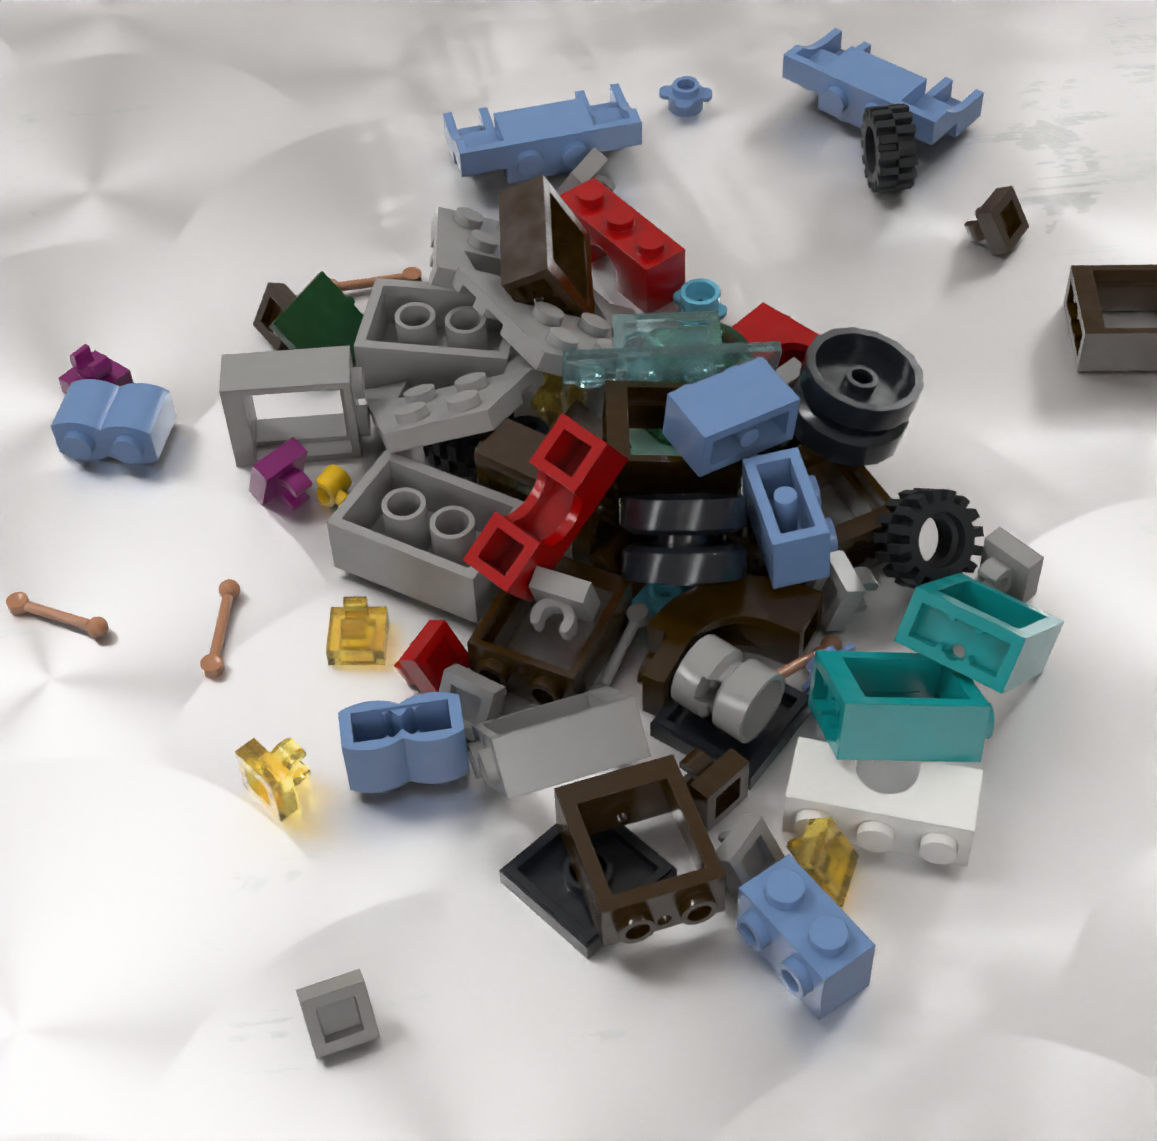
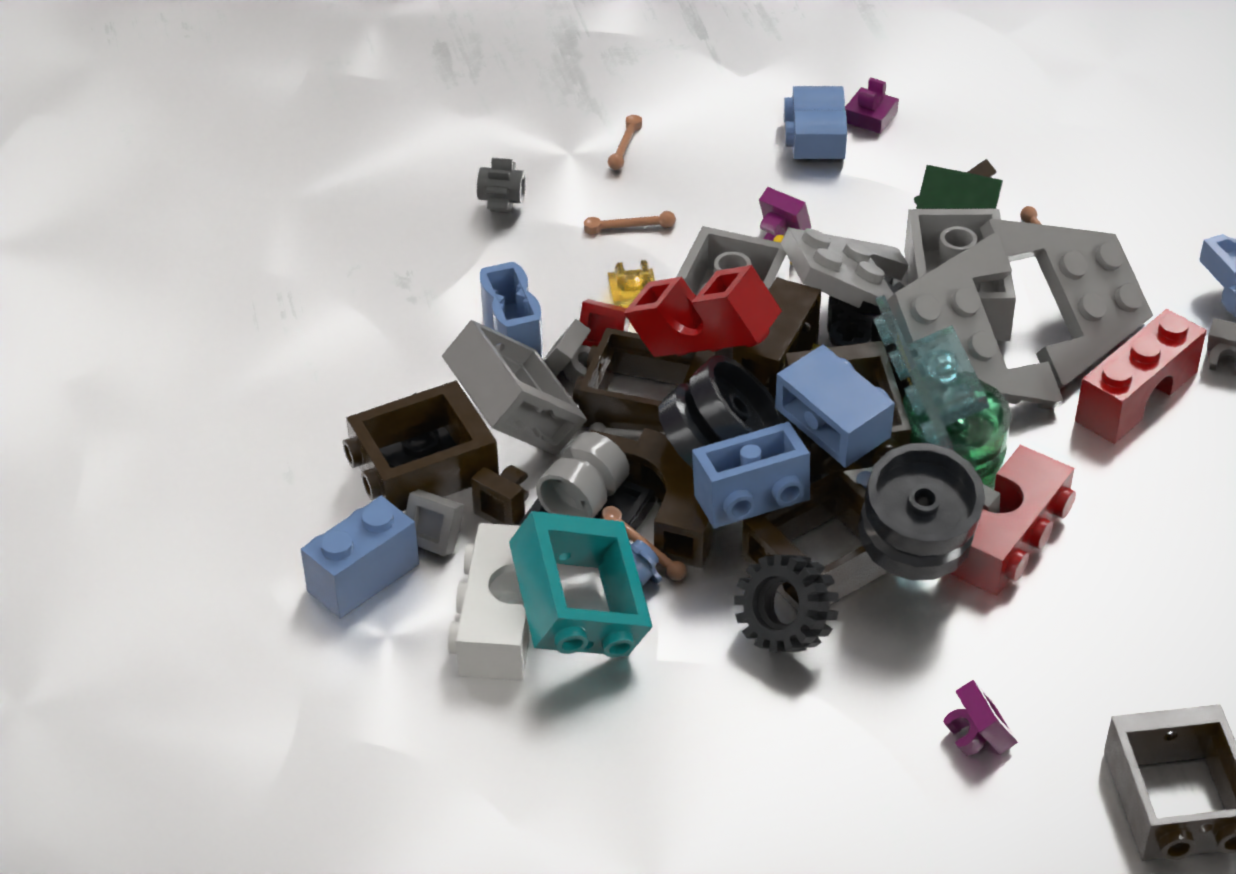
camera: 80 degrees right, 5 degrees down
(122, 740) = (501, 185): none -> dark grey gear
(273, 774) = (476, 254): clear yellow tile -> none
(287, 372) = (849, 195): light grey window -> none
(338, 1013) = (288, 326): light grey tile -> none
(544, 249) = (1001, 304): dark brown window -> none
(562, 595) = (644, 363): light grey tile -> none
(700, 296) = (1092, 445): medium azure plate -> none
(826, 857) = (433, 567): clear yellow tile -> none
(843, 591) = (728, 560): light grey tile -> none
(1001, 635) = (646, 662): teal window -> none
(1010, 565) = (781, 676): light grey tile -> none
(1061, 429) = (982, 718): none -> magenta tile

